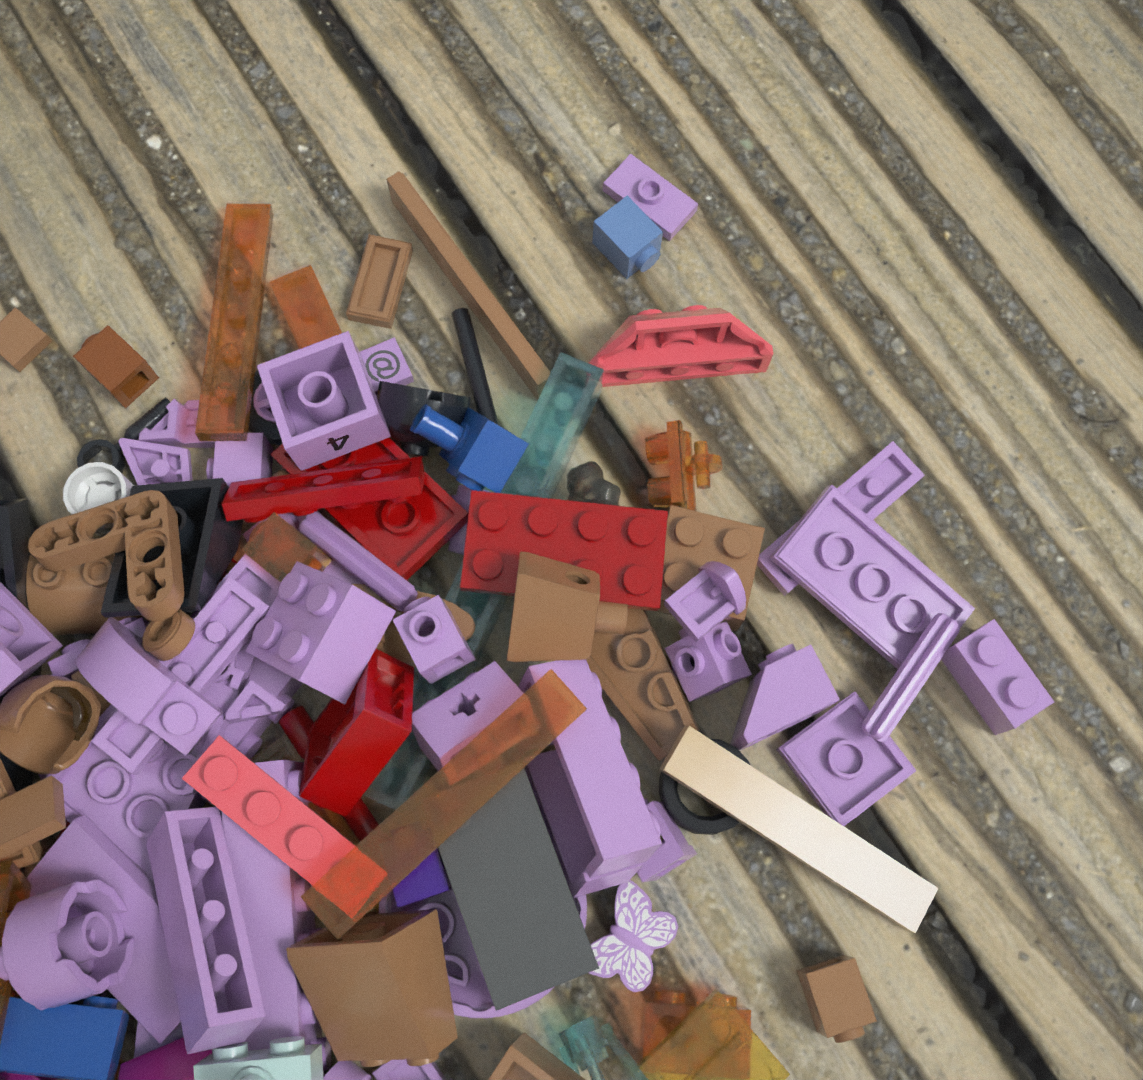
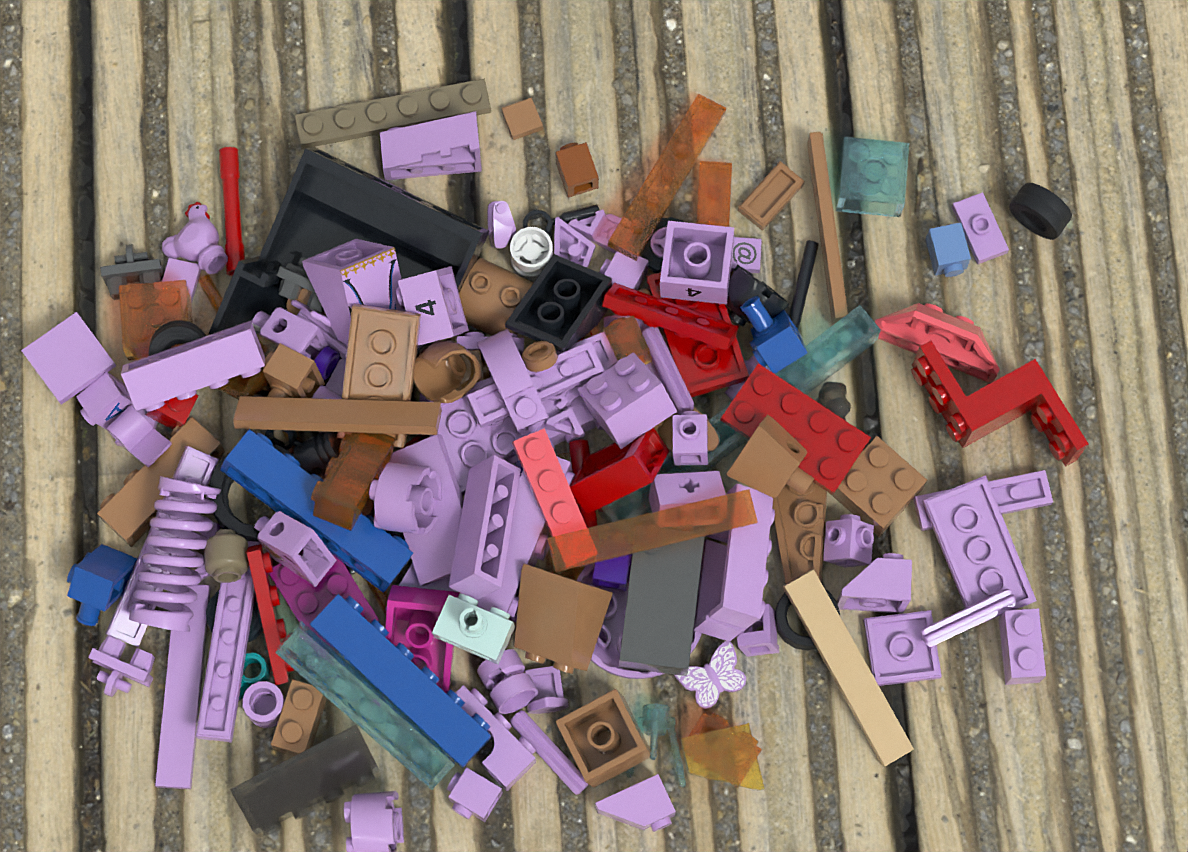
camera: 30 degrees right, 0 degrees up
(41, 482) = (500, 224): none -> lavender helmet
(138, 526) = (547, 289): medium nougat beam -> none
(491, 196) = (872, 177): none -> clear light blue brick
(676, 449) = (903, 417): clear orange hips -> none
(707, 599) = (865, 502): lavender tile -> none
(712, 137) = (1040, 211): none -> black tyre
(820, 353) = (998, 404): none -> red bracket
(837, 998) = (816, 774): medium nougat brick -> none

